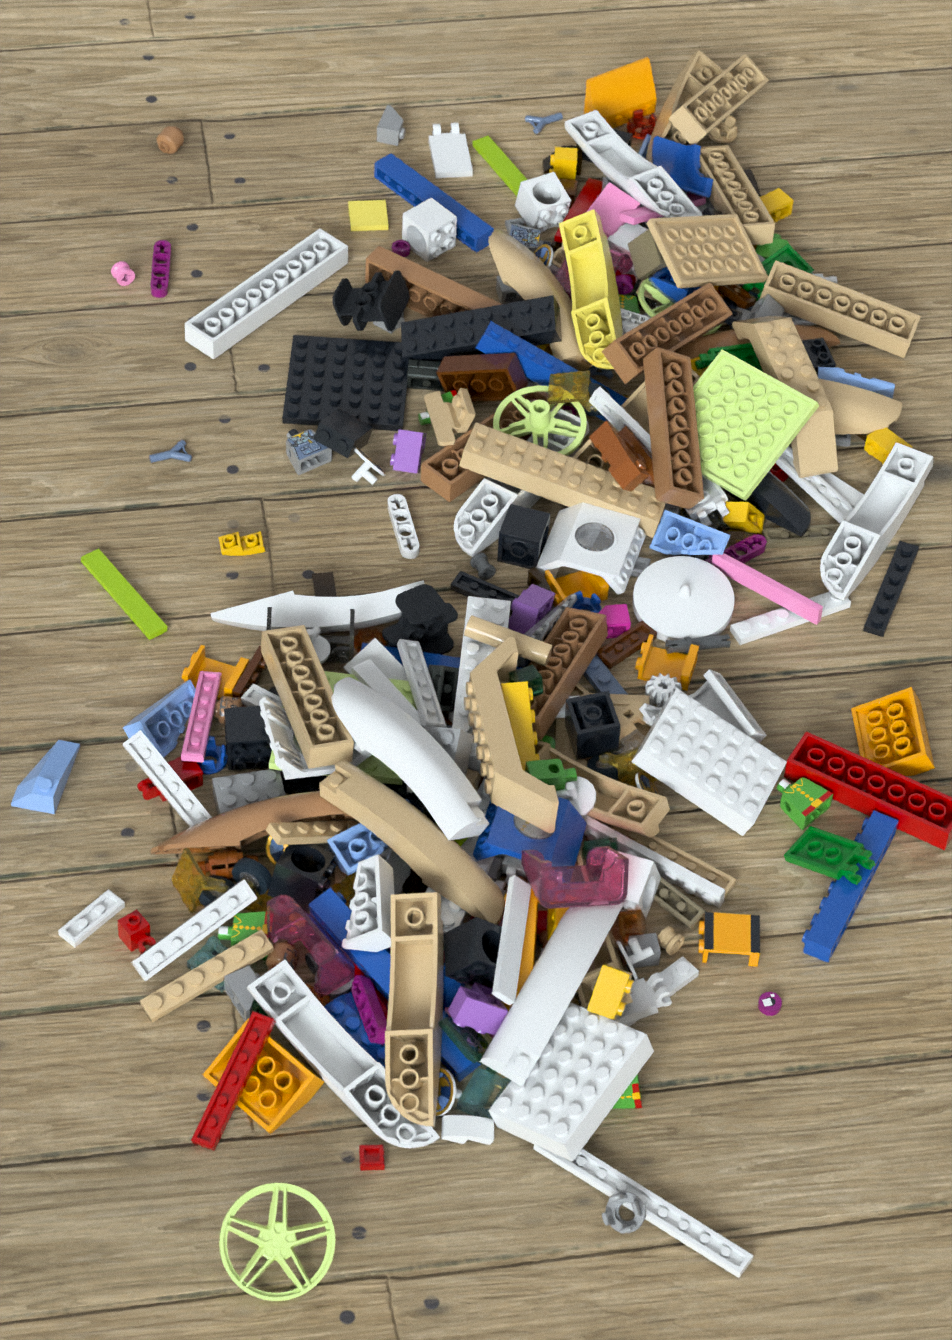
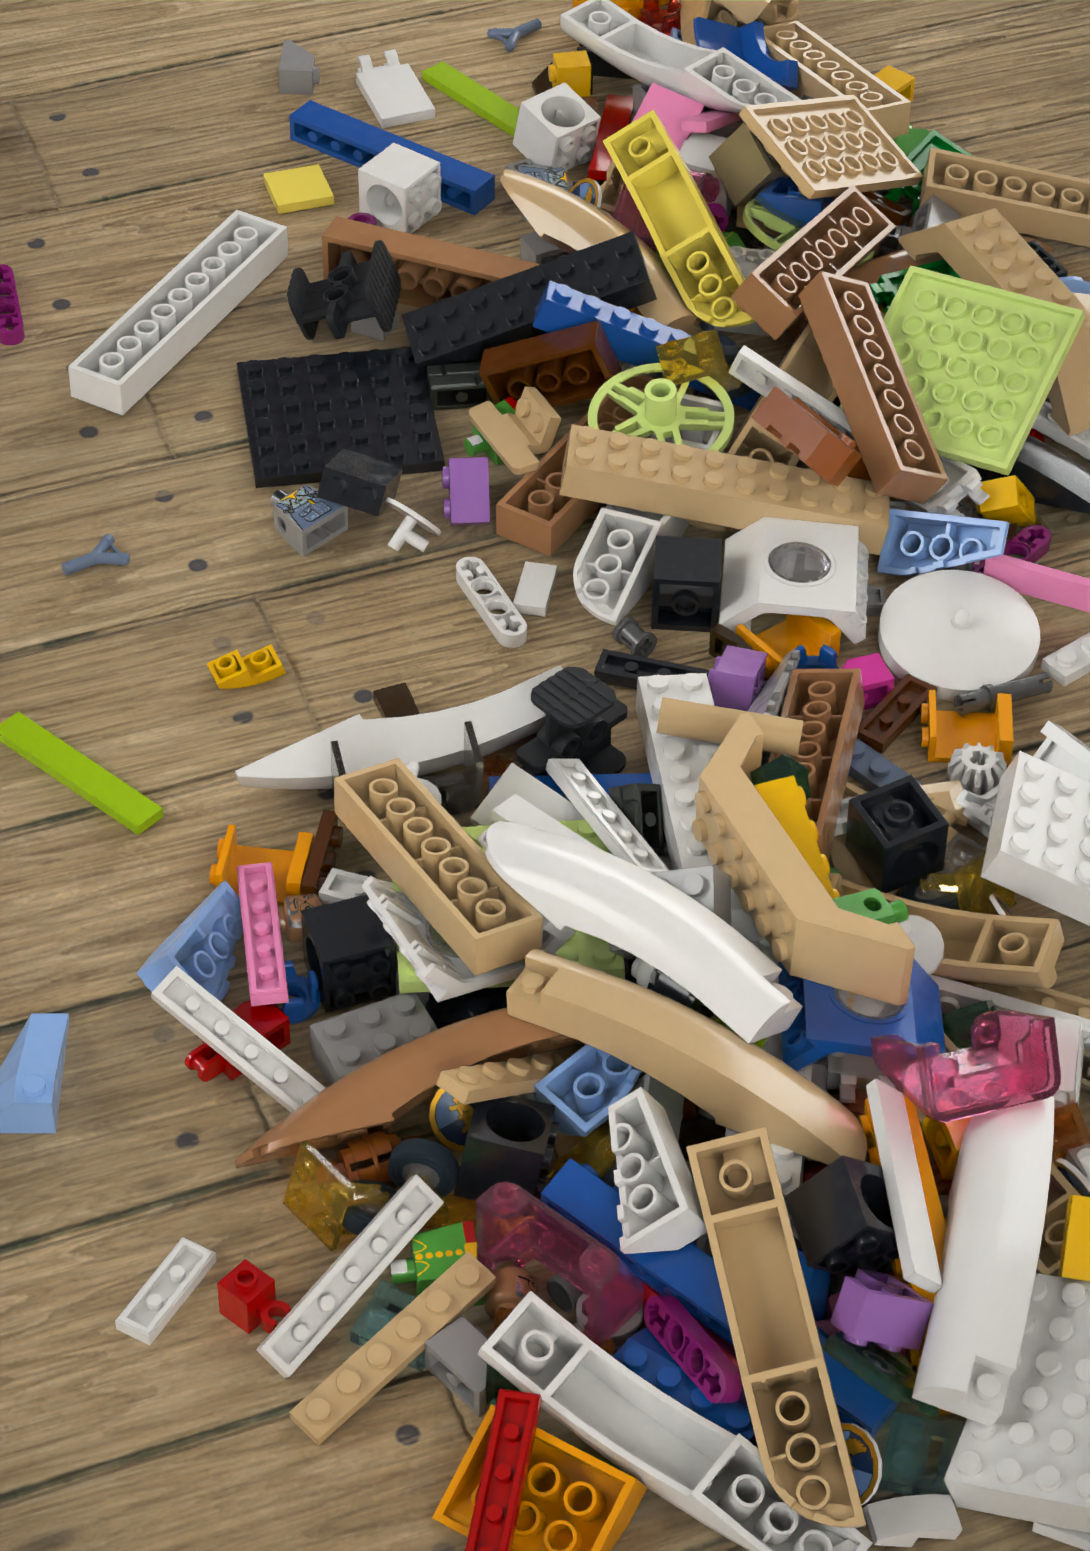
camera: 10 degrees left, 5 degrees down
(433, 522) = (535, 588): none -> white tile

